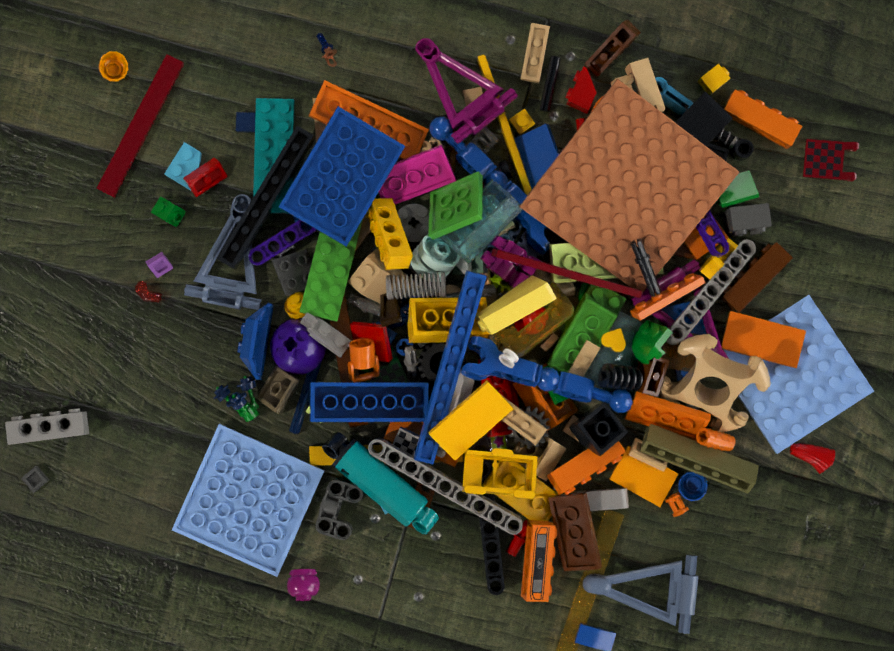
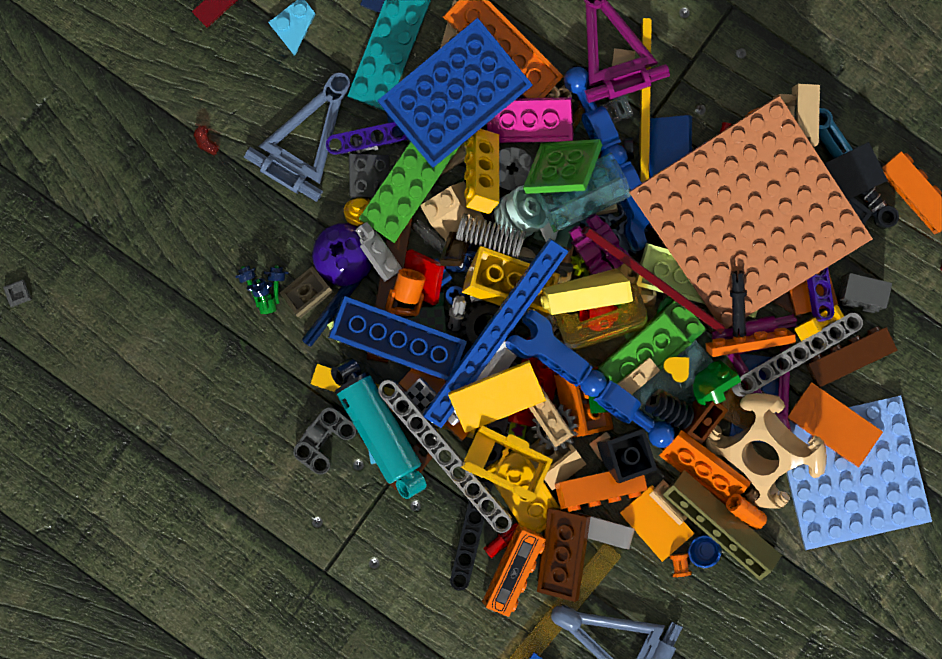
camera: 15 degrees right, 0 degrees up
(16, 427) = (16, 240): light grey brick -> none
(159, 264) = (229, 116): medium lavender plate -> none
(168, 211) = (258, 63): green bracket -> none
(205, 177) = (310, 41): red slope -> none
(248, 500) = (232, 396): light blue plate -> none
(255, 340) = (301, 231): blue wedge -> none
(266, 197) = (367, 86): black brick -> none
(303, 584) = (259, 505): magenta piece -> none
(508, 358) = (560, 345): white bush -> none
(522, 122) = (664, 104): yellow plate -> none
(535, 53) = (705, 36): tan plate -> none
(549, 342) = (608, 346): tan tile -> none
(550, 83) = (709, 74): black axle -> none
(583, 92) = (740, 96): red slope -> none
(612, 47) = (789, 60): reddish brown slope -> none
(714, 79) = (884, 132): yellow brick -> none
(739, 190) = (866, 258): green slope -> none
(817, 456) = (848, 569): red piece -> none

